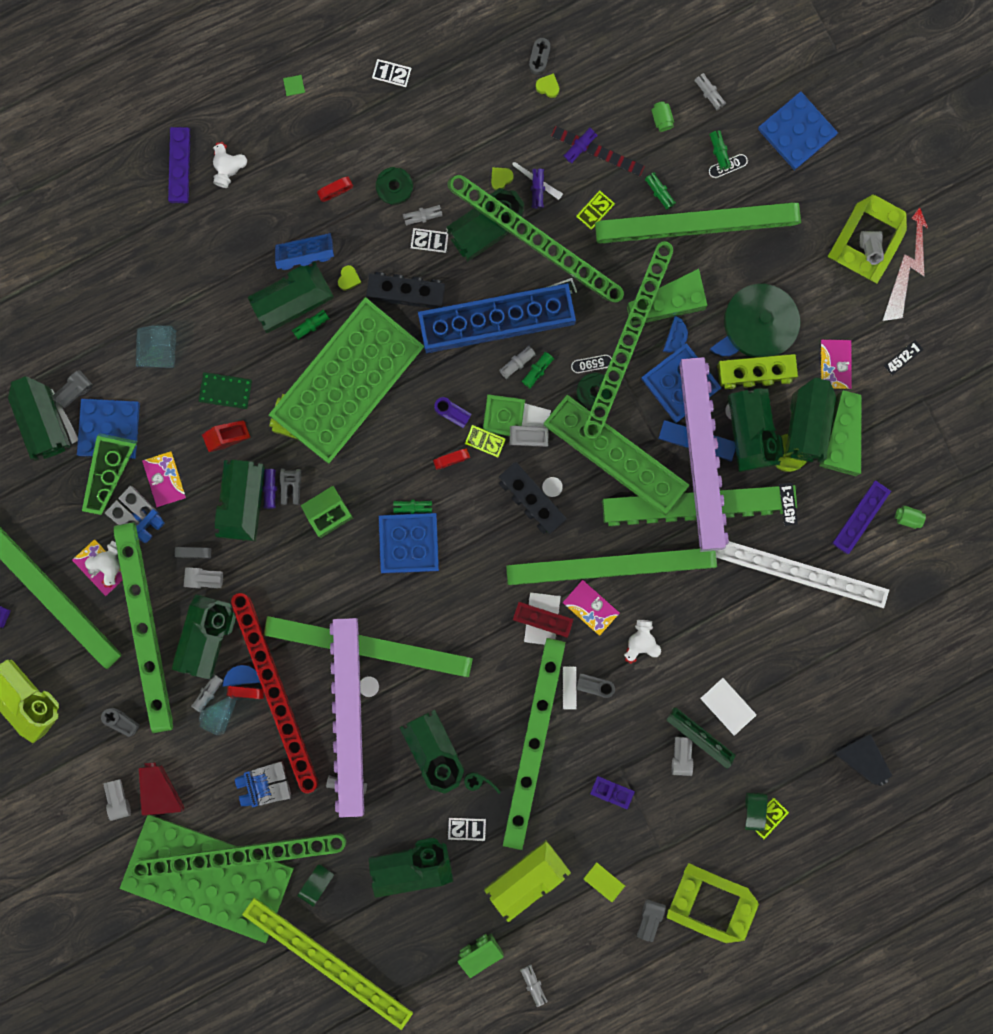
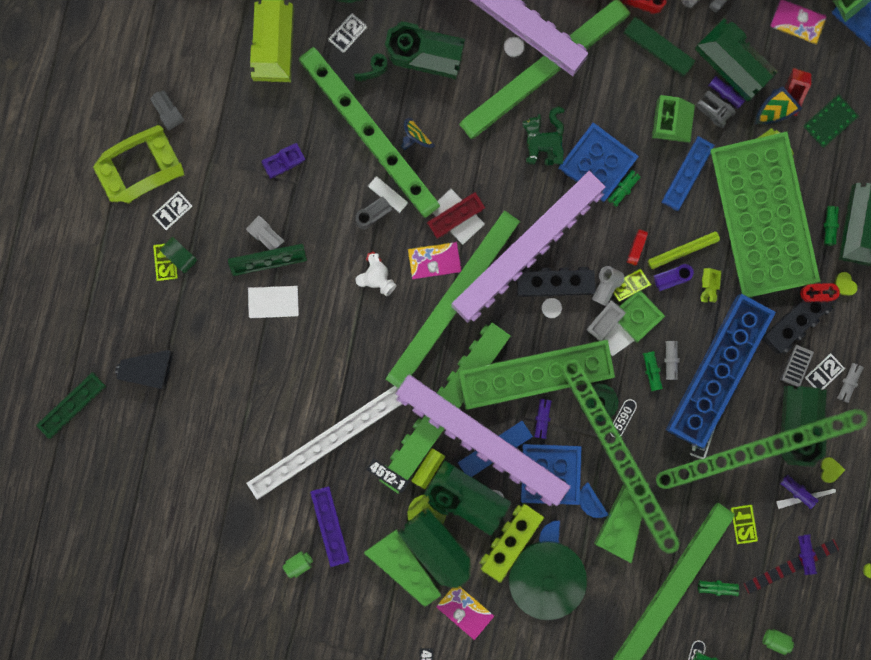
camera: 130 degrees right, 0 degrees up
(250, 439) = (777, 107): none -> shield
(275, 571) = (659, 46): none -> dark green tile
(359, 467) = (687, 173): none -> blue tile
(377, 288) = (820, 297): none -> red beam
(423, 421) = (684, 250): none -> lime axle
(427, 597) = (545, 142): none -> dark green animal
(432, 380) = (711, 281): none -> lime plate
(442, 265) = (797, 366): none -> light grey tile
(495, 459) = (609, 280): none -> light grey piece
(506, 703) = (414, 134): none -> shield
(523, 540) = (528, 246): none -> lavender brick
(604, 882) = (223, 101): lime sticker -> none
(644, 423) = (543, 418): none -> dark purple pin
(724, 848) = (172, 210): none -> sticker
(755, 479) = (428, 468): none -> lime axle
(940, 795) = (71, 405): none -> dark green tile

